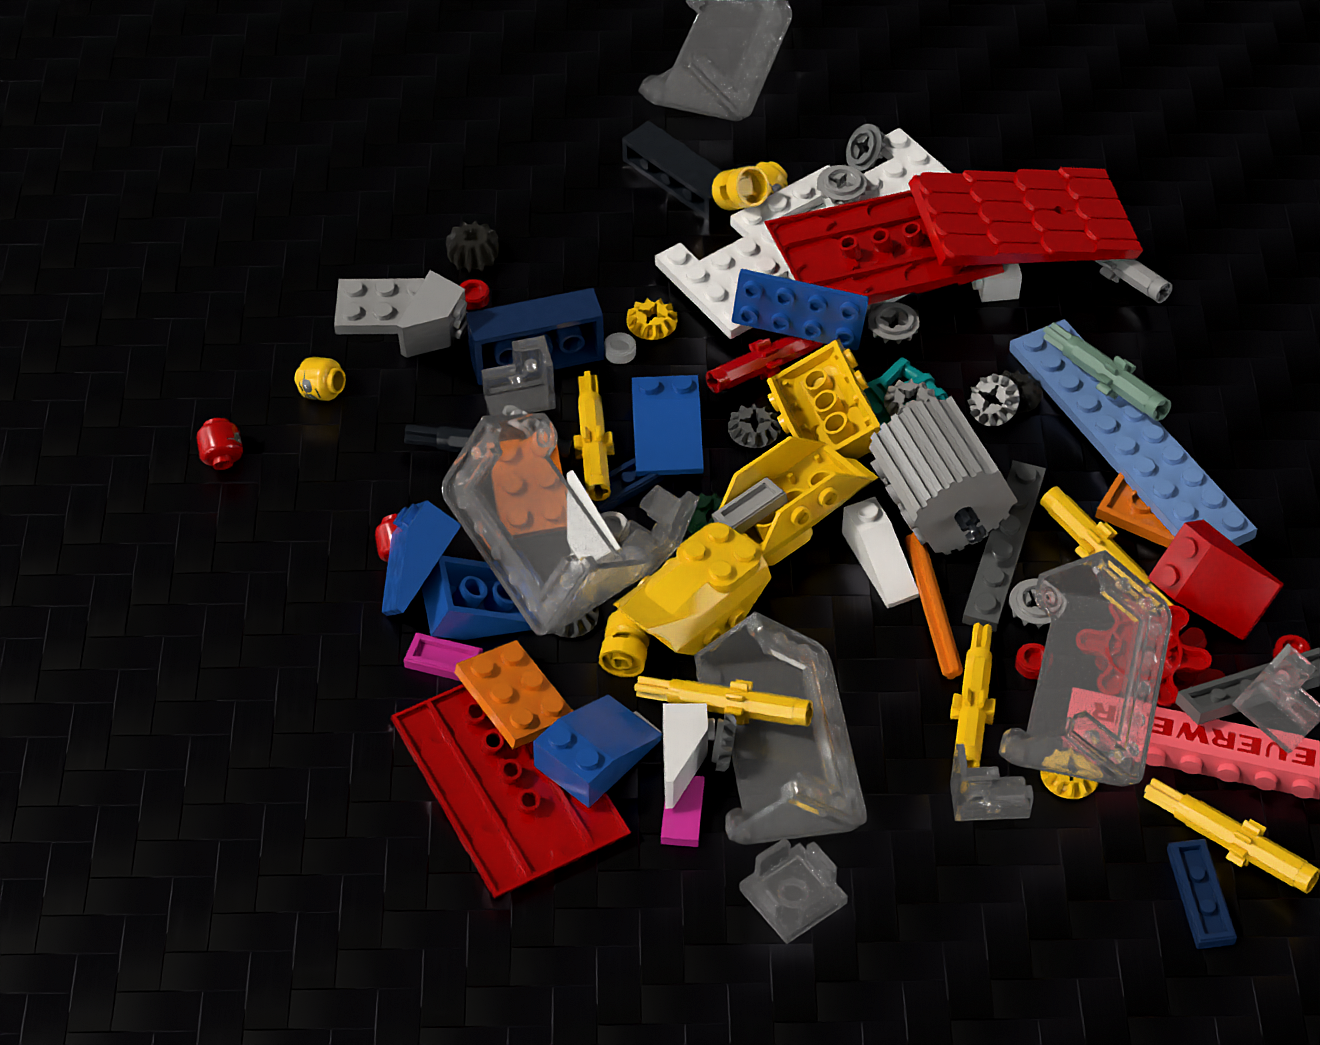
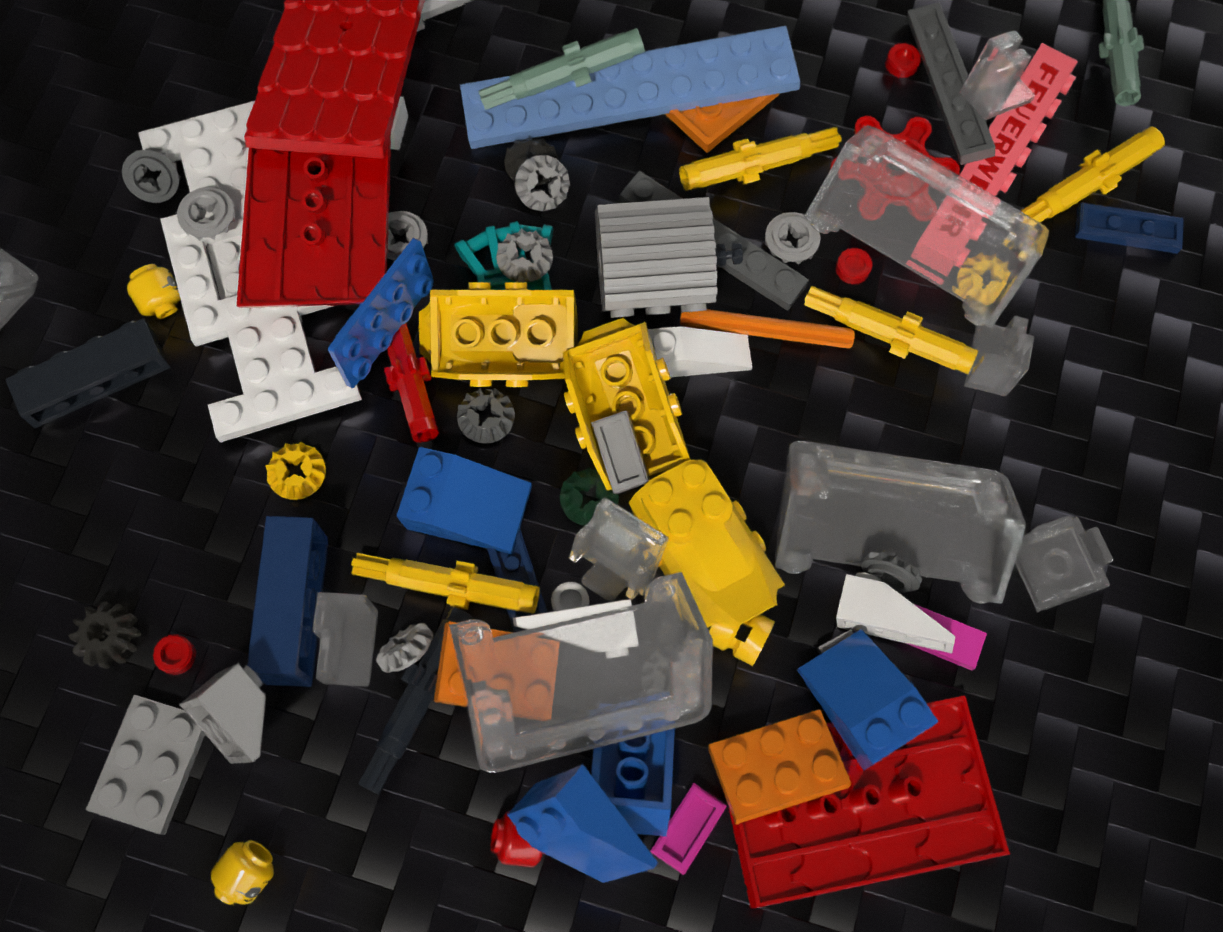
camera: 75 degrees left, 20 degrees up
(620, 348) = (325, 513): white tile -> none
(736, 700) = (846, 545): yellow piece -> none
(740, 188) = (166, 315): yellow wheel -> none
(1215, 578) = (828, 81): red slope -> none

